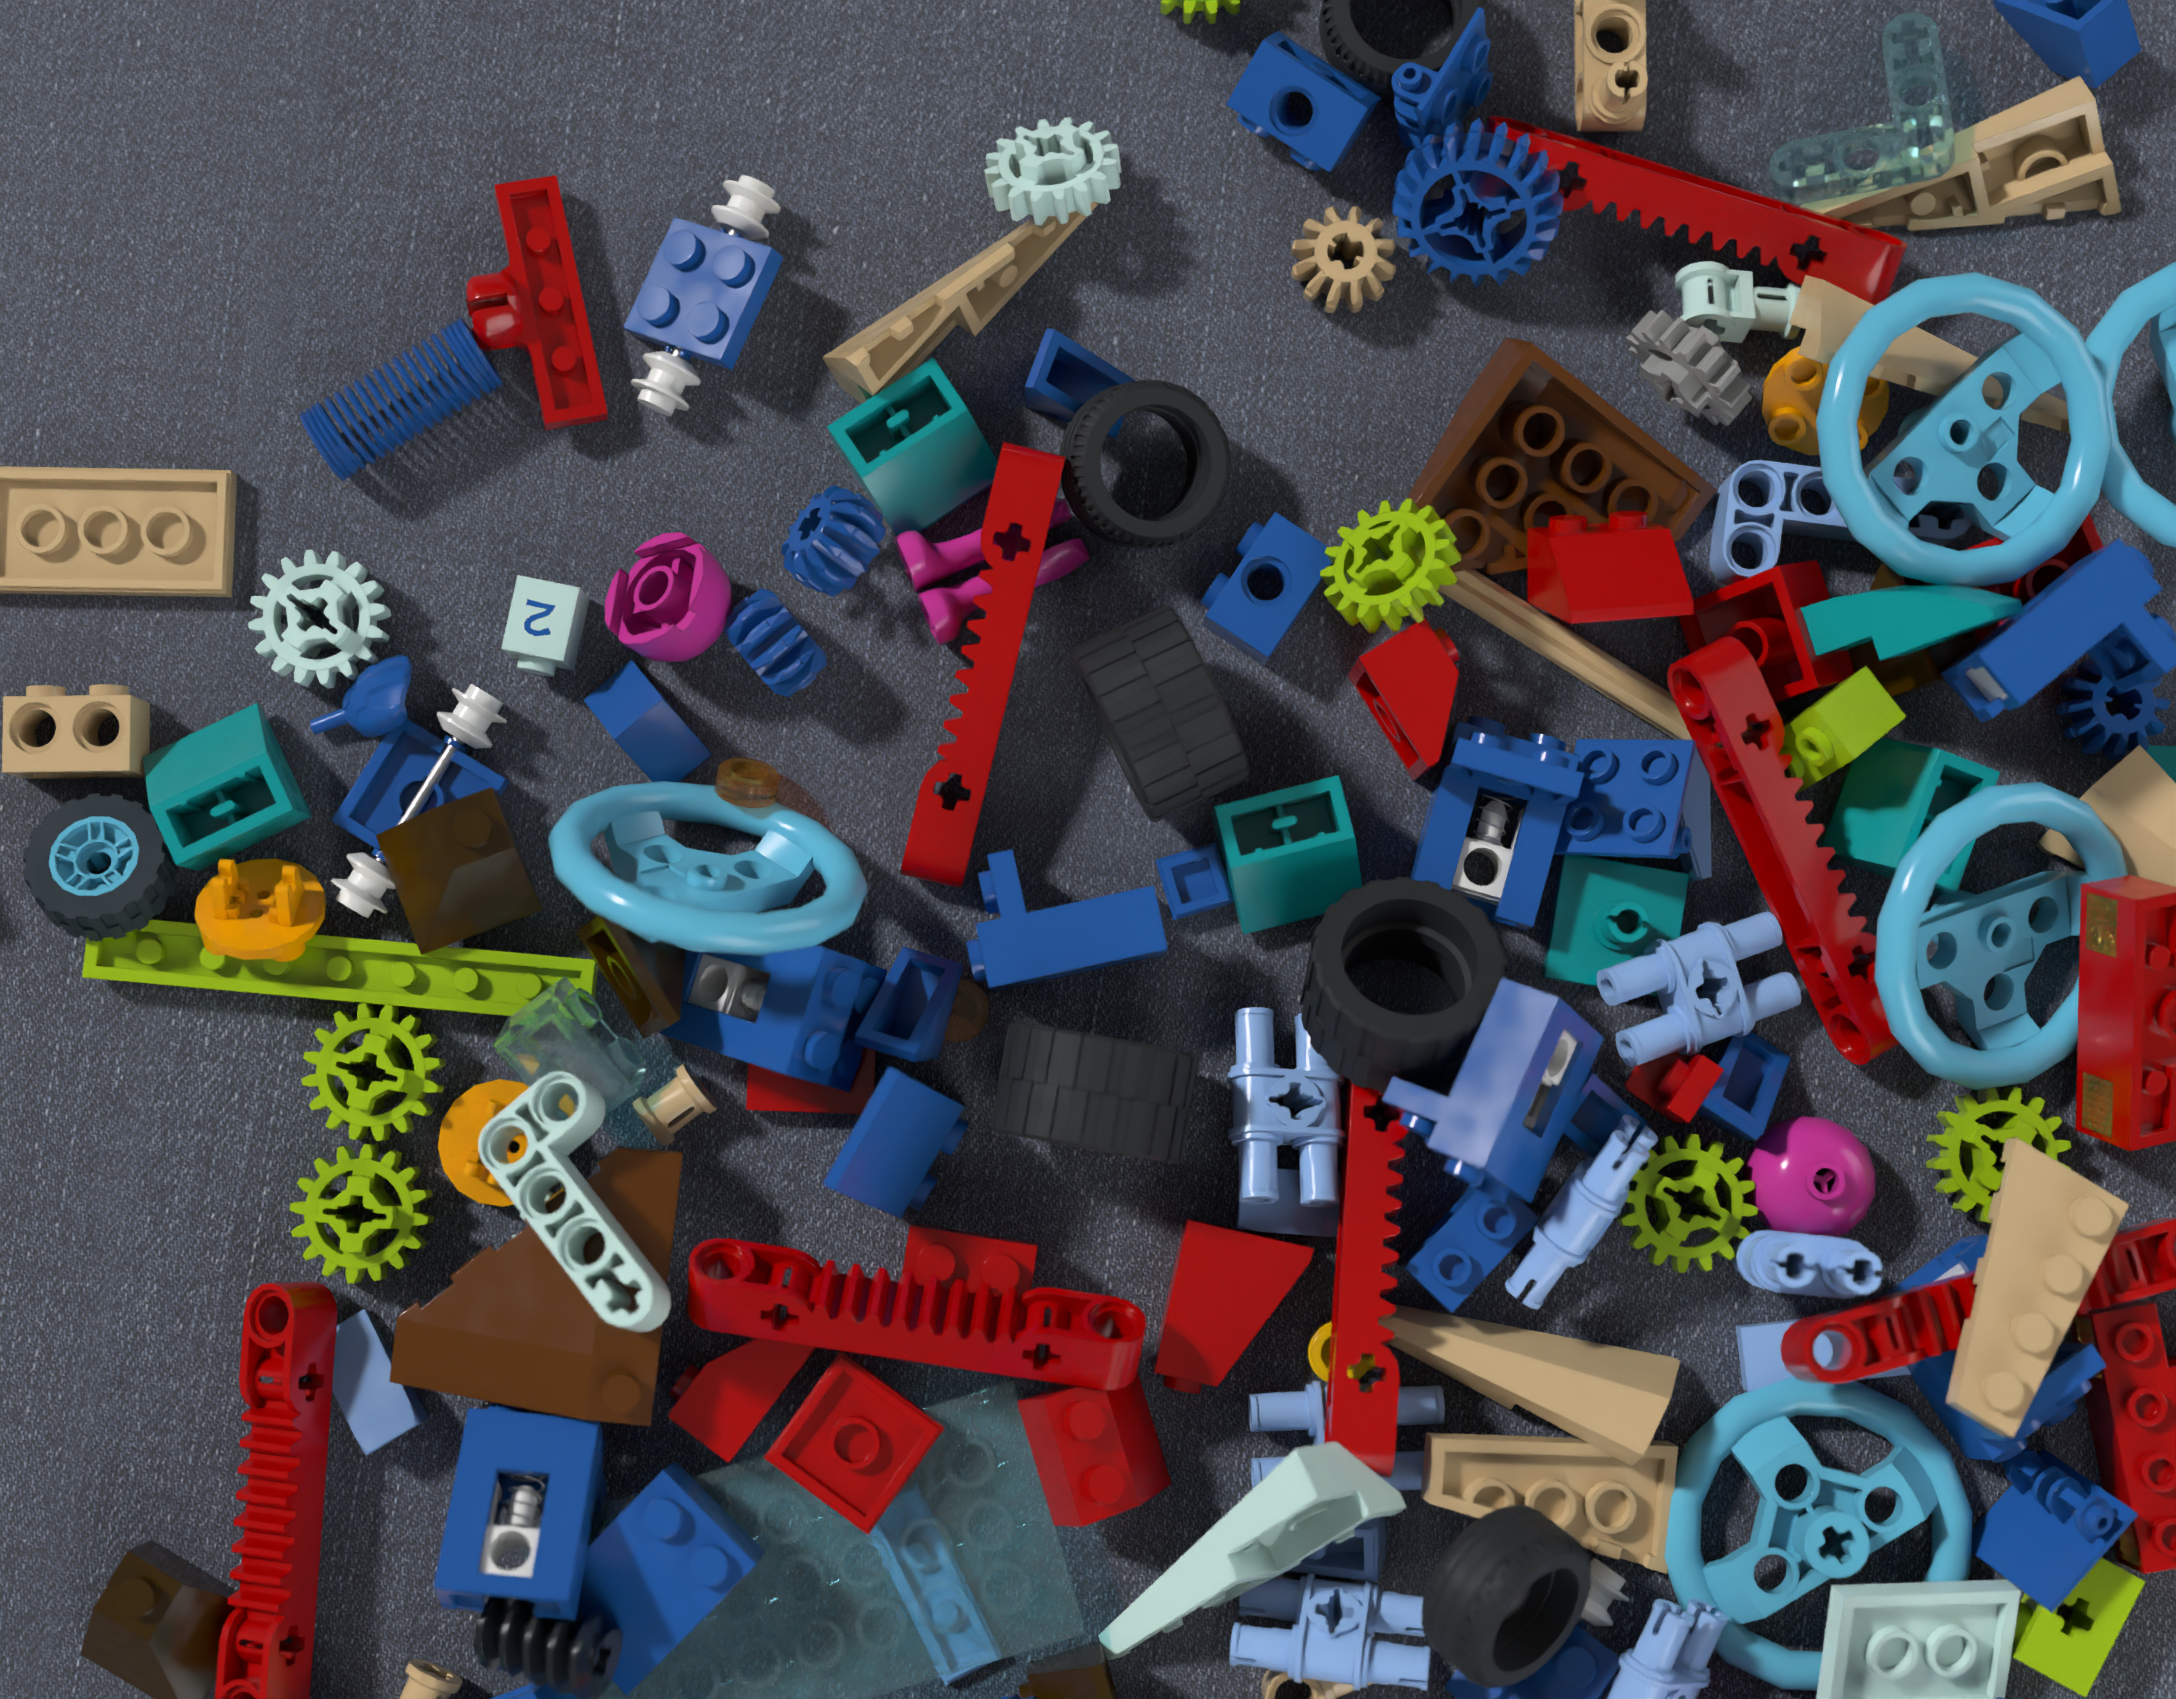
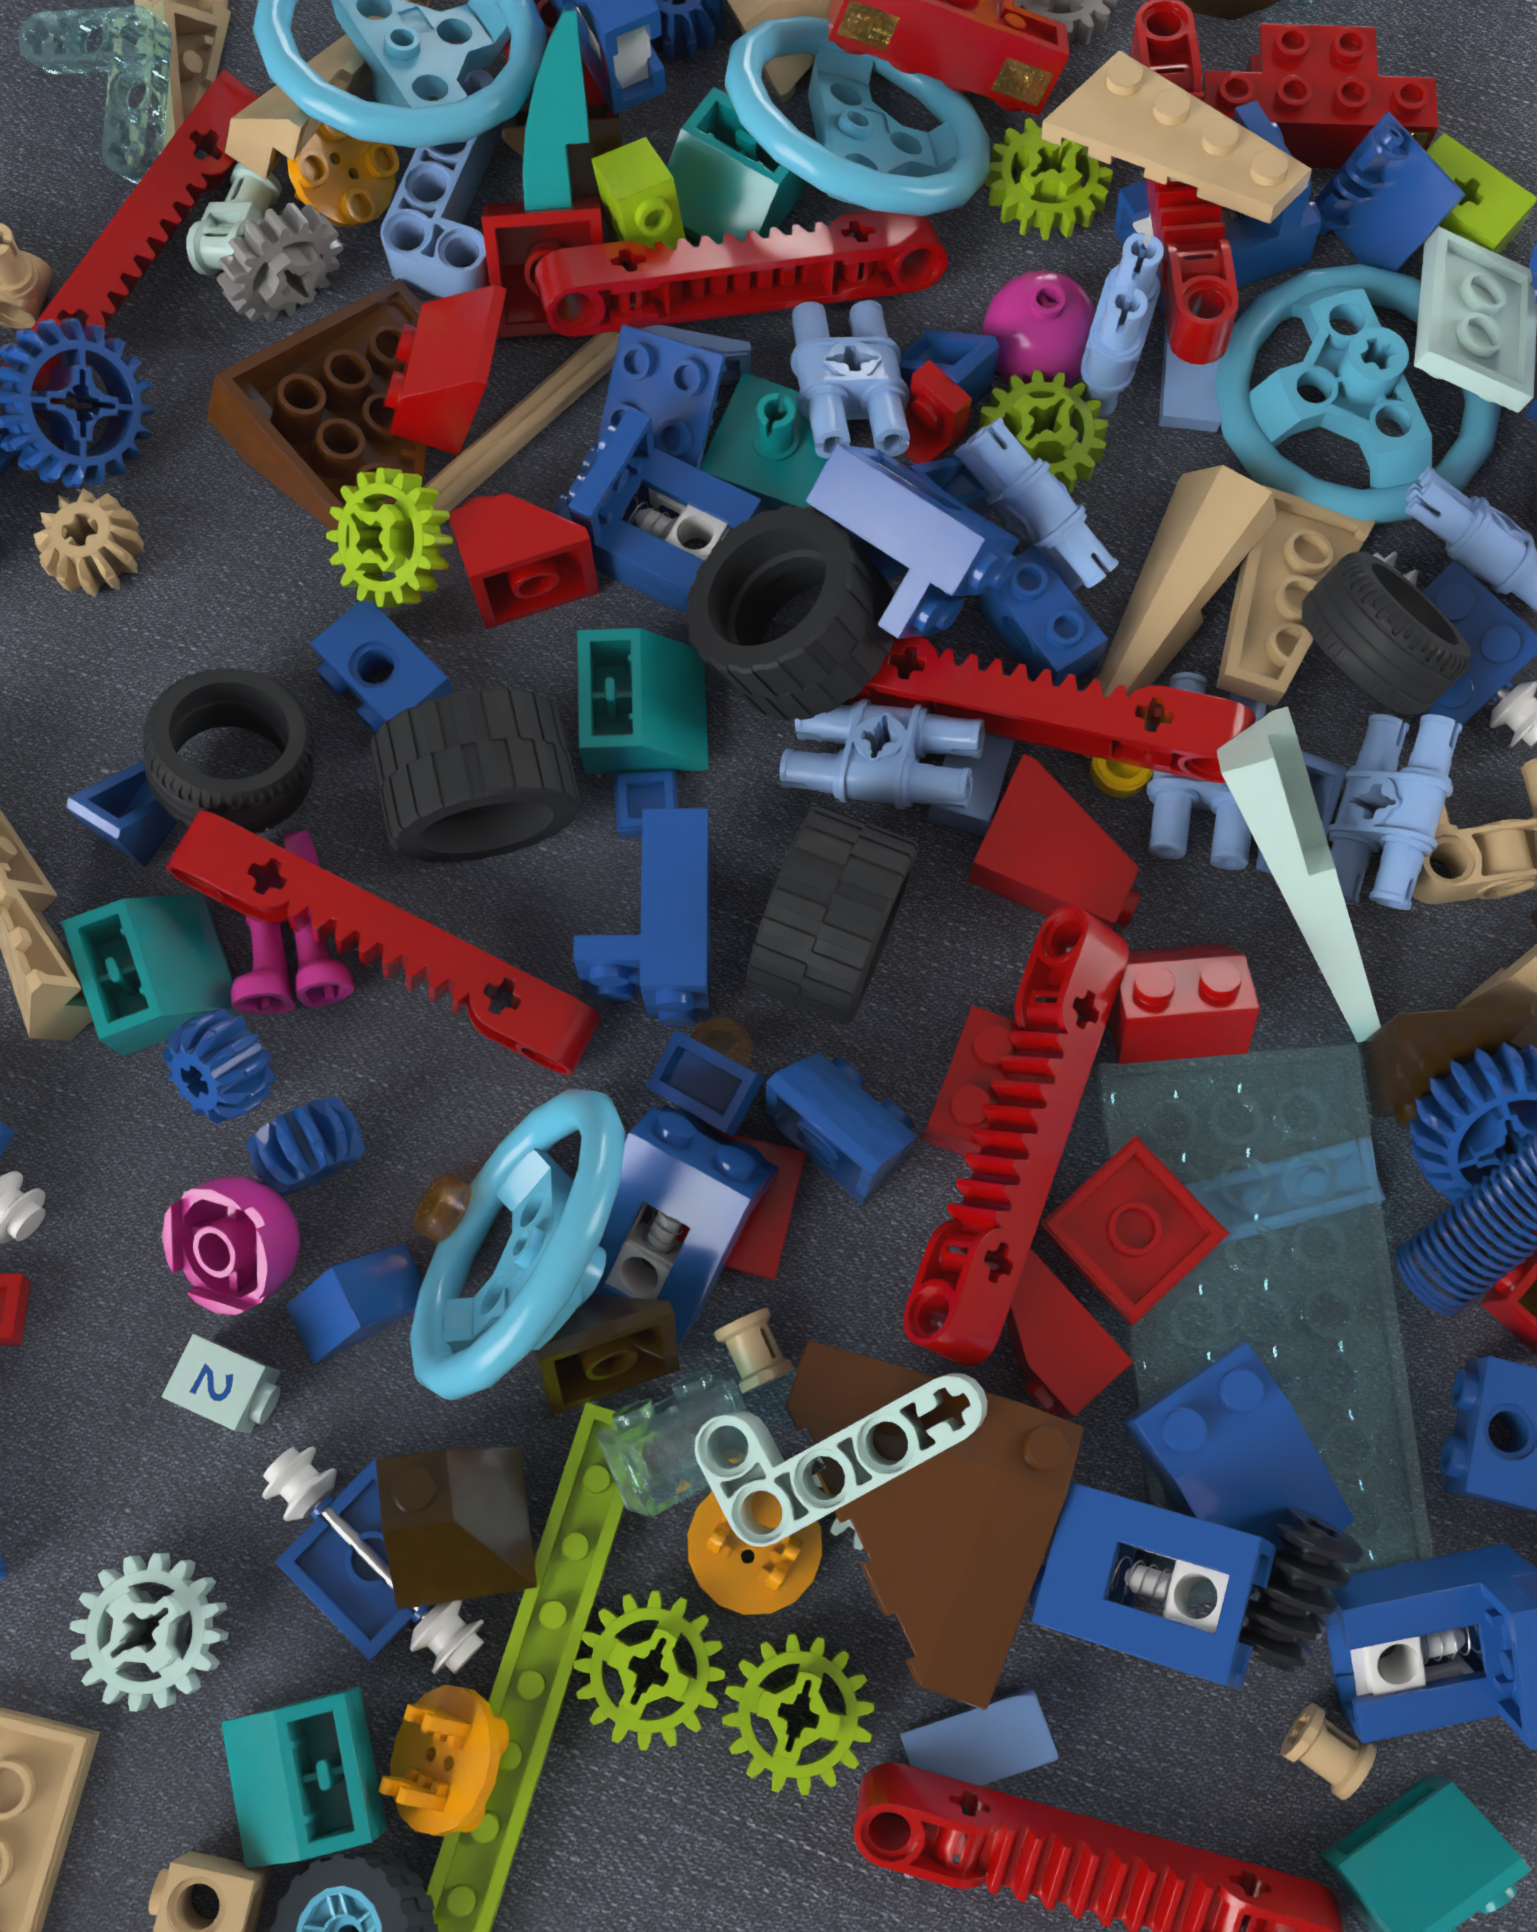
camera: 75 degrees left, 10 degrees down
(373, 701) = (253, 1586): blue piece -> none

